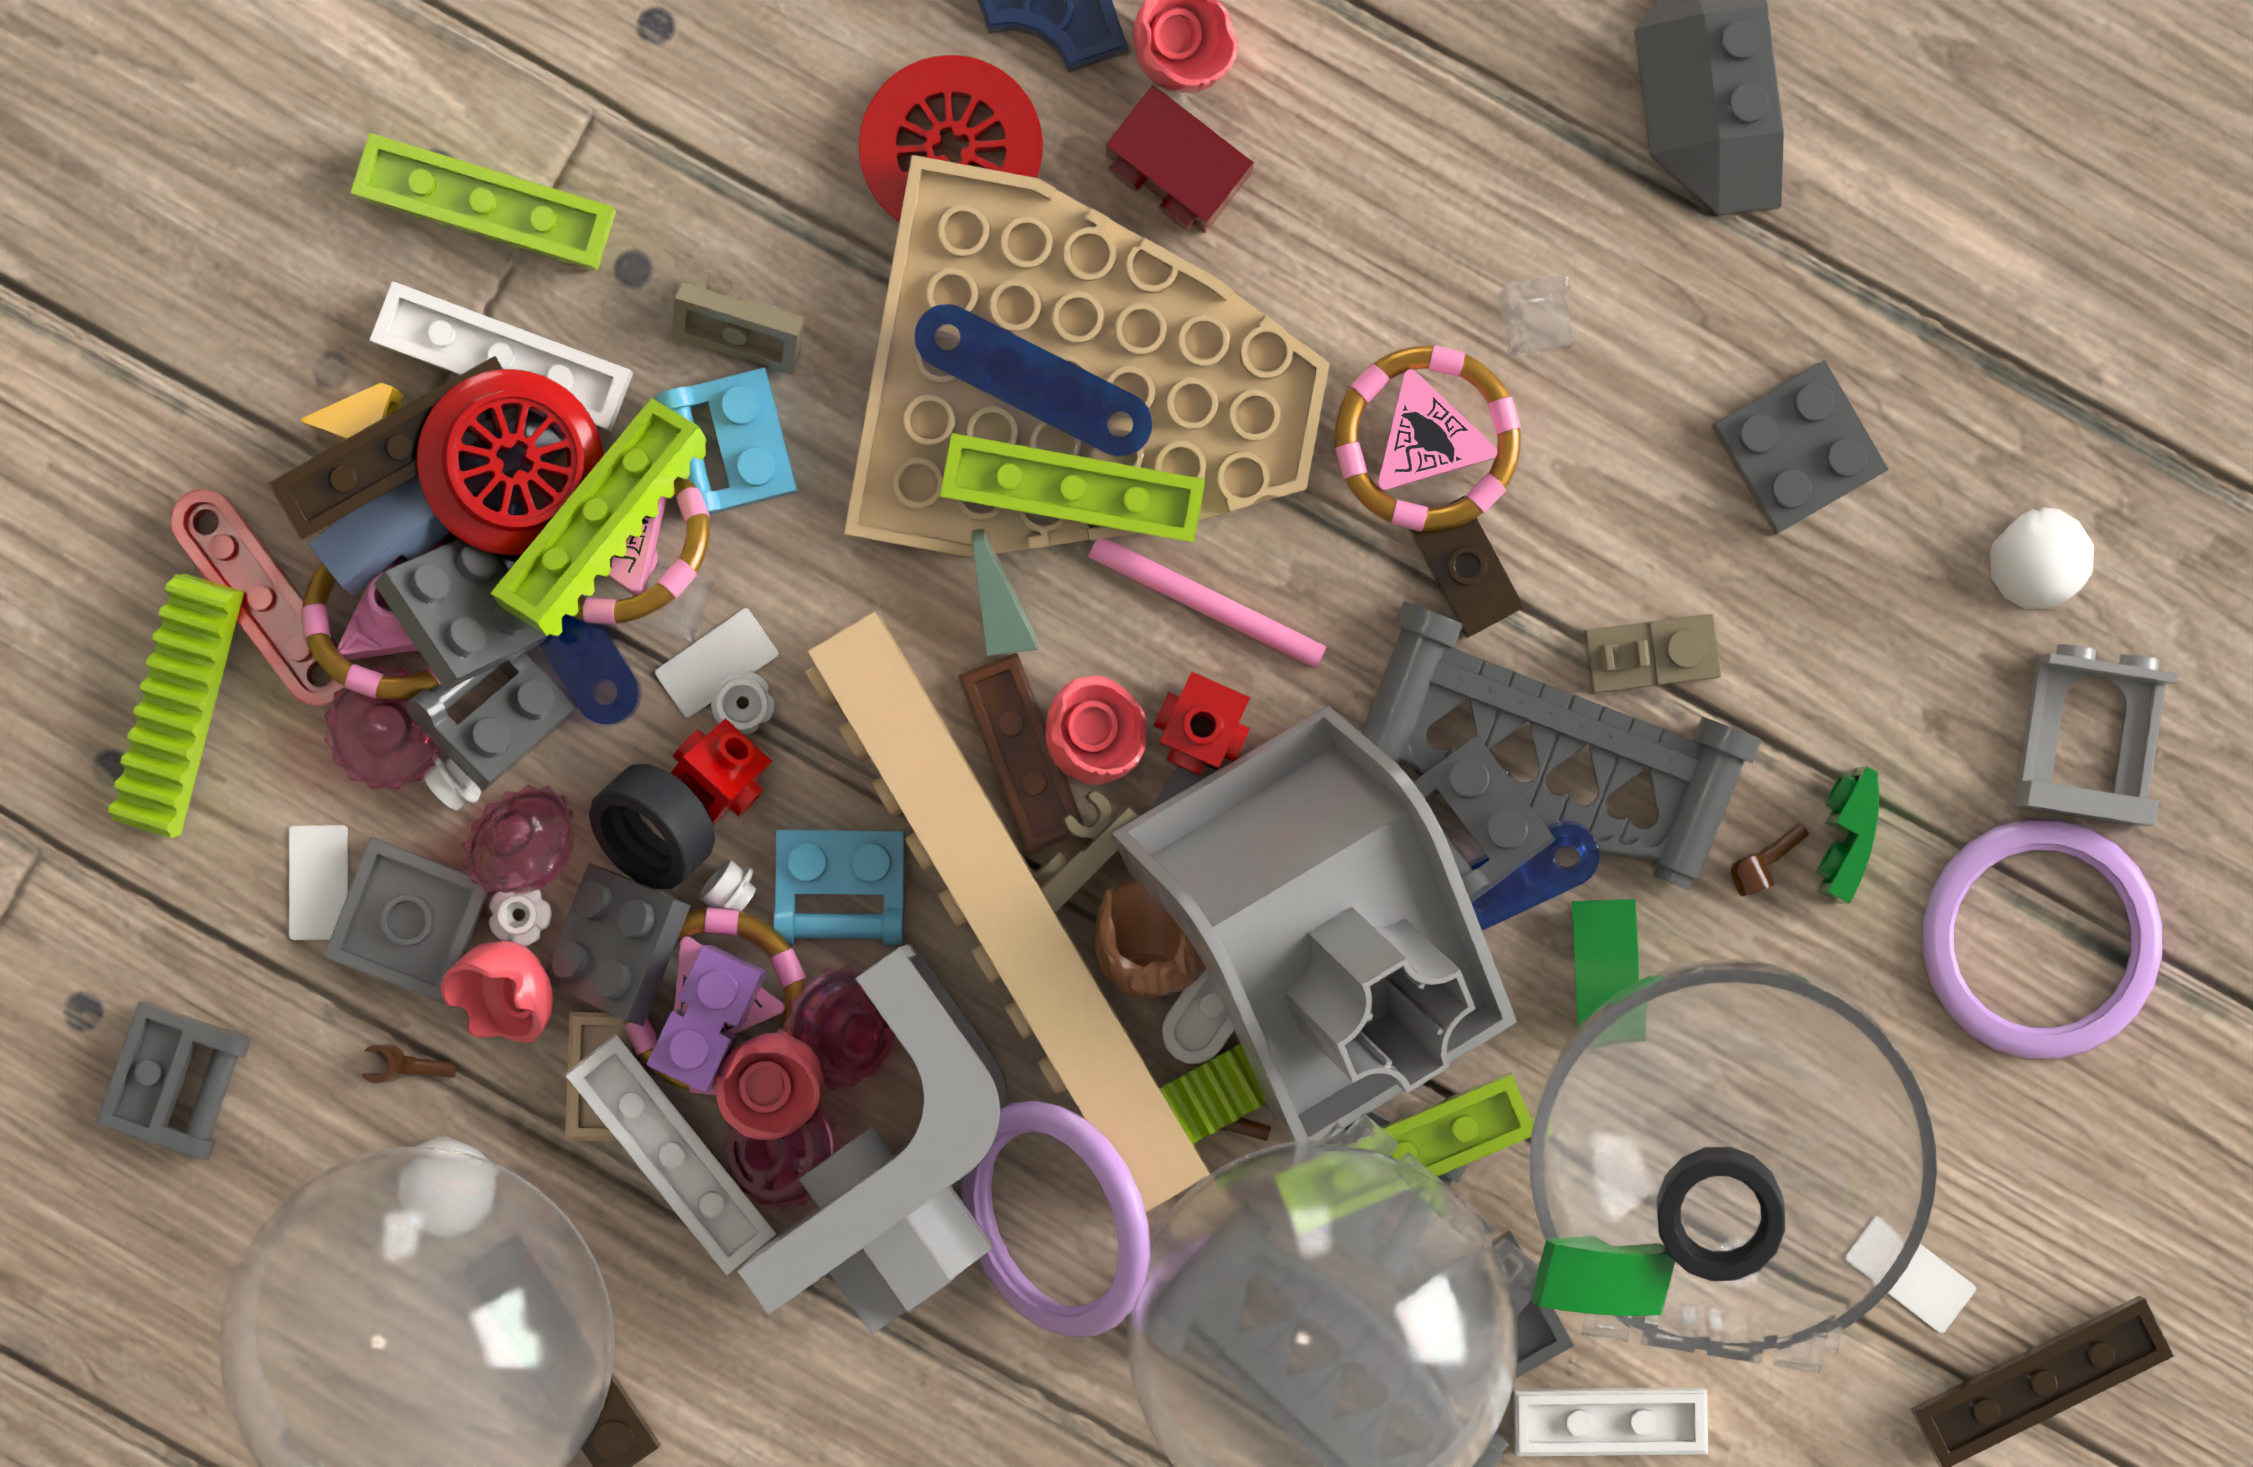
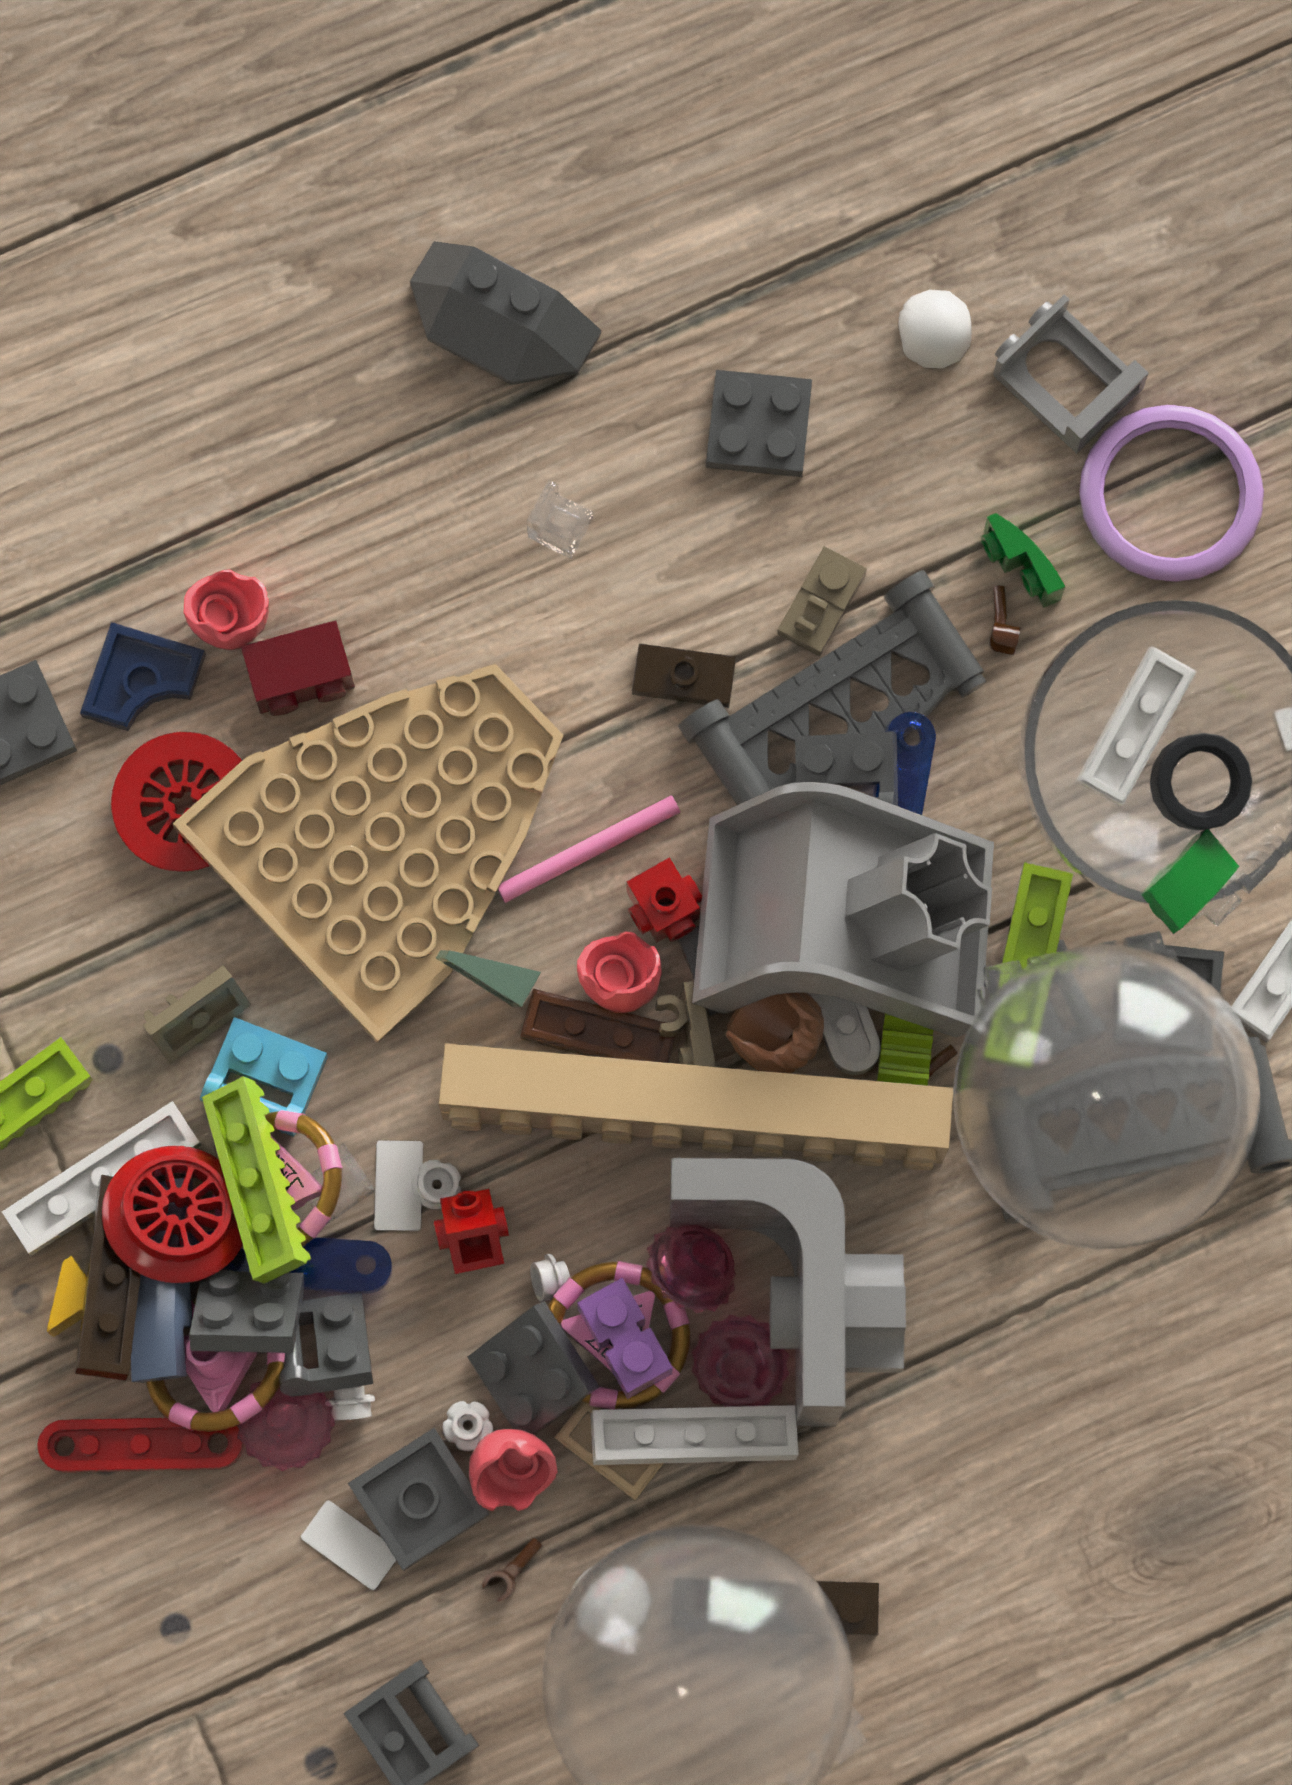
camera: 55 degrees left, 10 degrees down
(176, 705) = (169, 1548): lime gear -> none
(520, 841) = (422, 1386): clear pink piece -> none
(670, 808) = (471, 1265): black tyre -> none
(769, 1086) = (698, 1329): coral hair -> none
(840, 865) = (588, 1195): medium azure plate -> none
(1033, 380) = (371, 848): clear blue plate -> none
(1072, 487) = (456, 873): lime gear -> none
(1126, 1209) = (959, 1159): lavender wedge -> none
(1428, 438) = (586, 638): piece -> none
(1603, 951) = (988, 760): green slope -> none
(1728, 1105) = (1136, 726): none -> white tile

